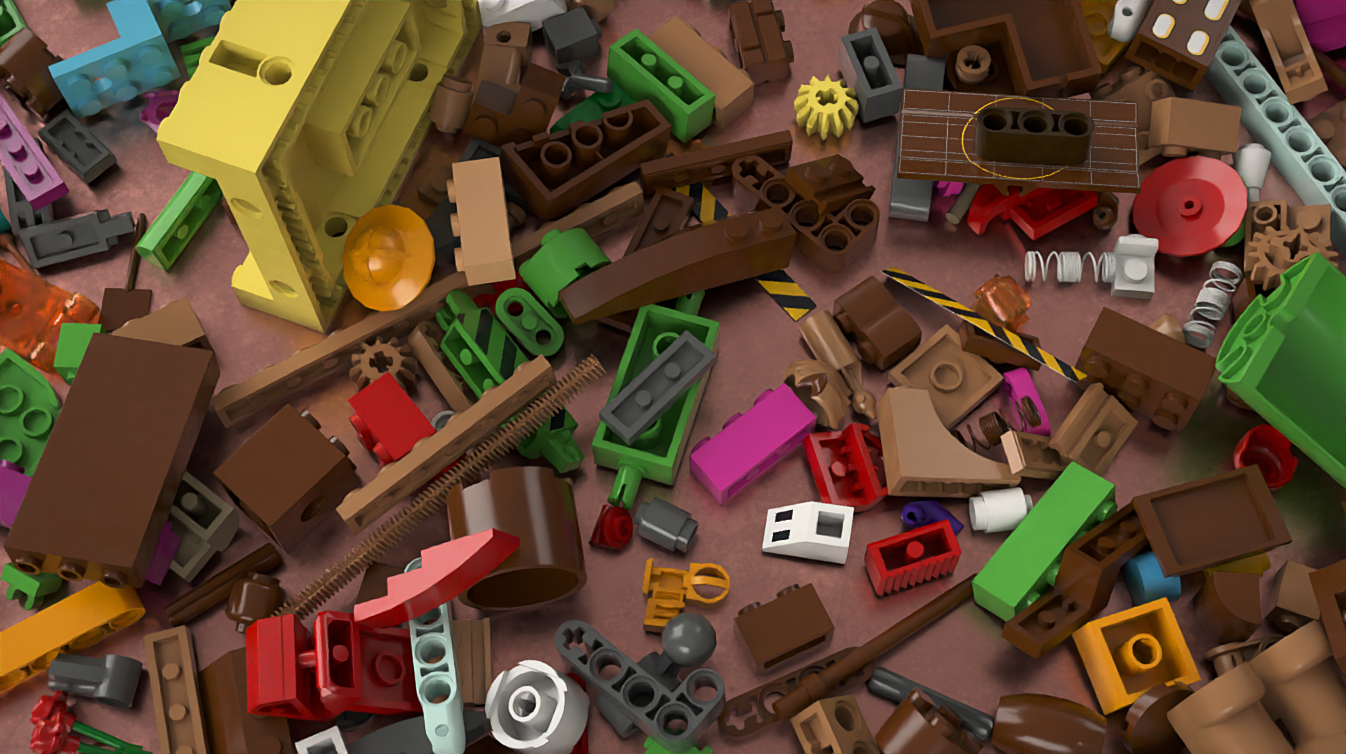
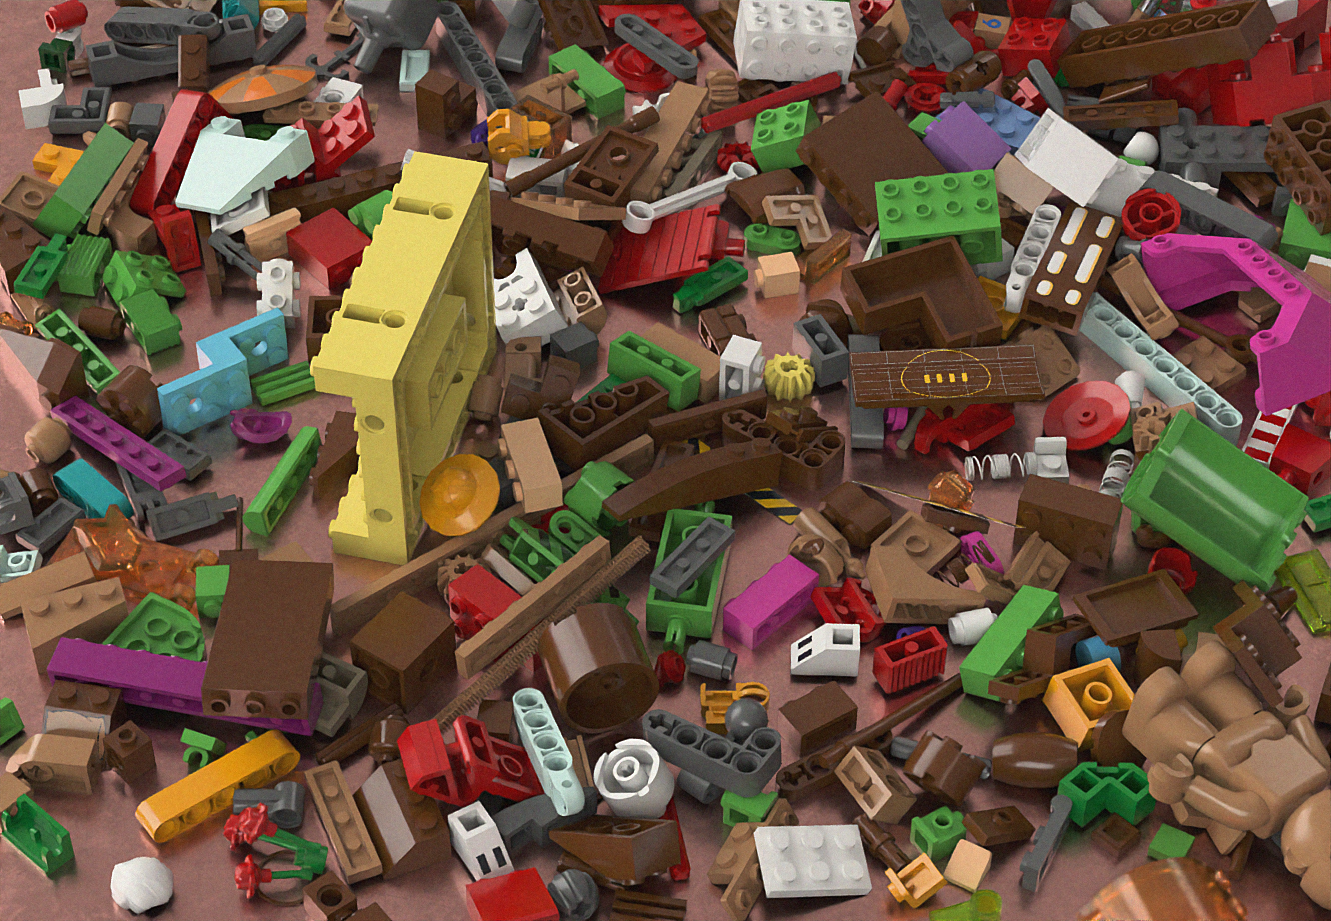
camera: 10 degrees left, 20 degrees down
(444, 575) = (554, 676): red slope -> none
(577, 79) = (589, 375): dark grey bar -> none
(766, 99) = (741, 368): none -> white brick
(975, 54) = (905, 335): medium nougat bush -> none
(1033, 135) = (956, 367): dark brown beam -> none
(1106, 212) = (1022, 429): reddish brown arm -> none
(1194, 128) = (1080, 360): medium nougat brick -> none

